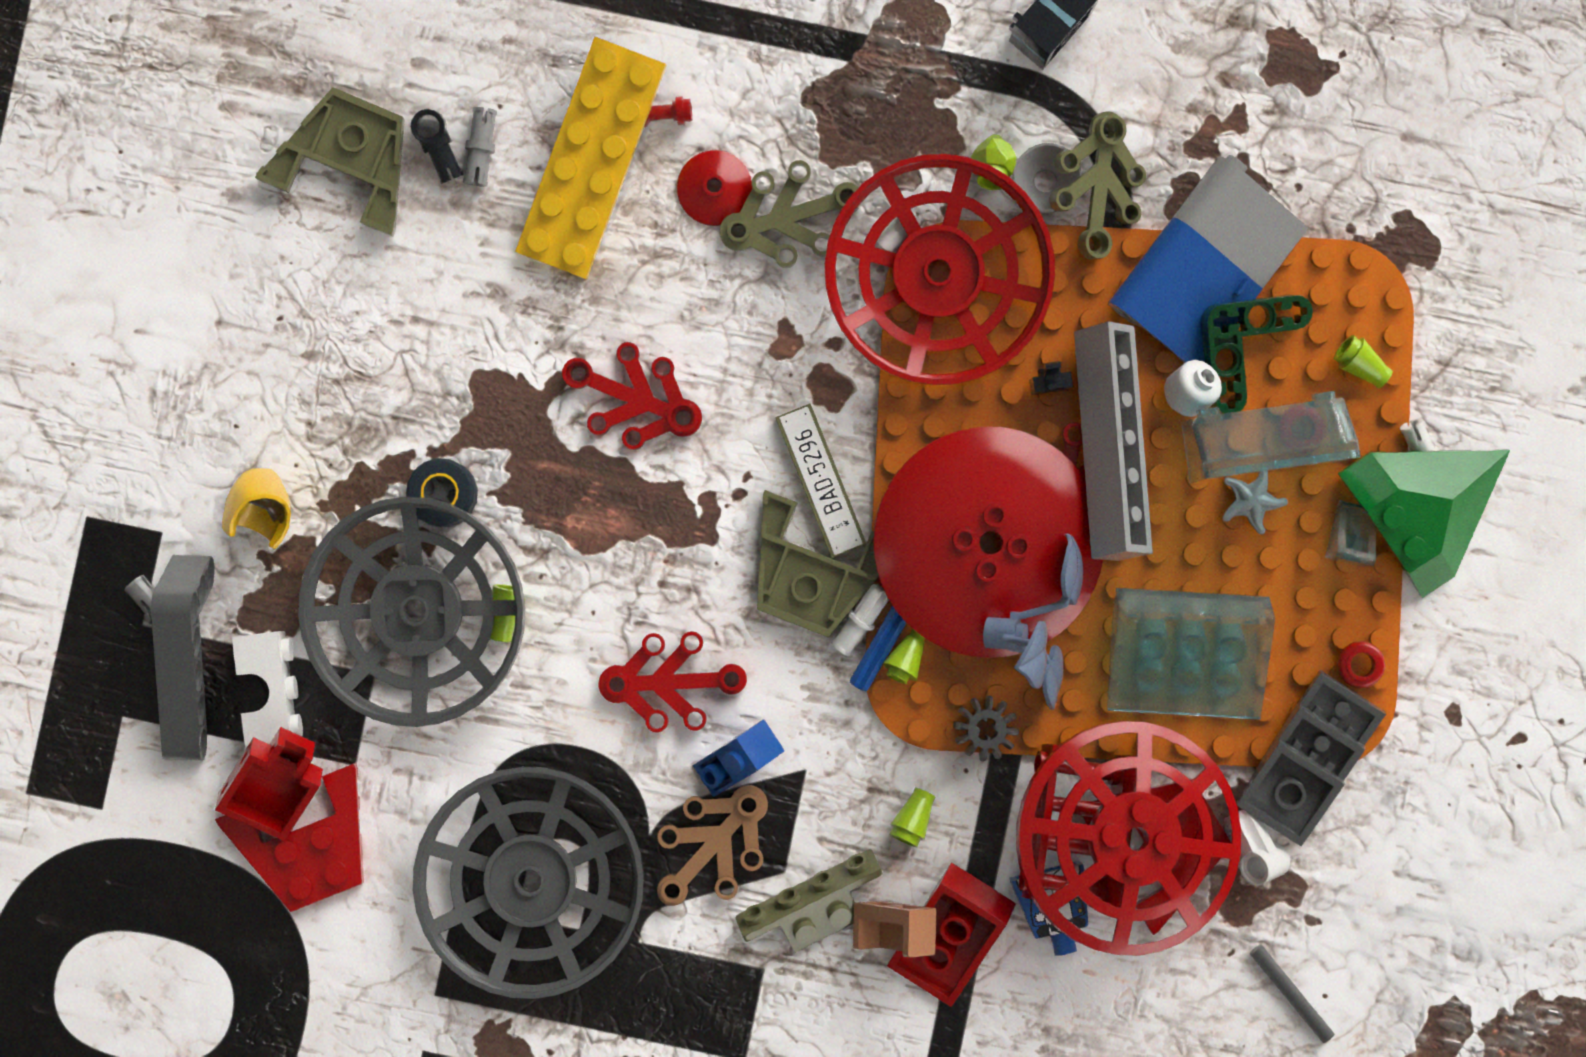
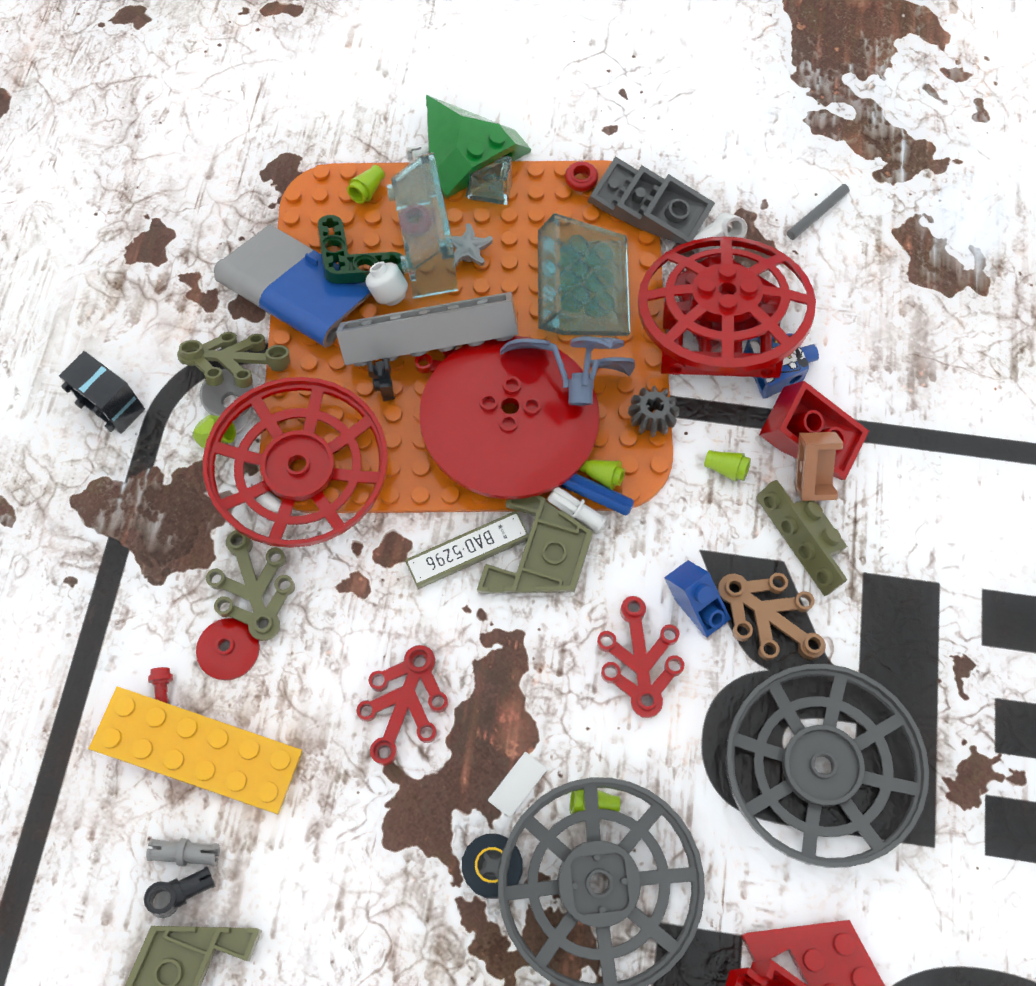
camera: 95 degrees left, 20 degrees down
(533, 526) = (517, 784): none -> white sticker

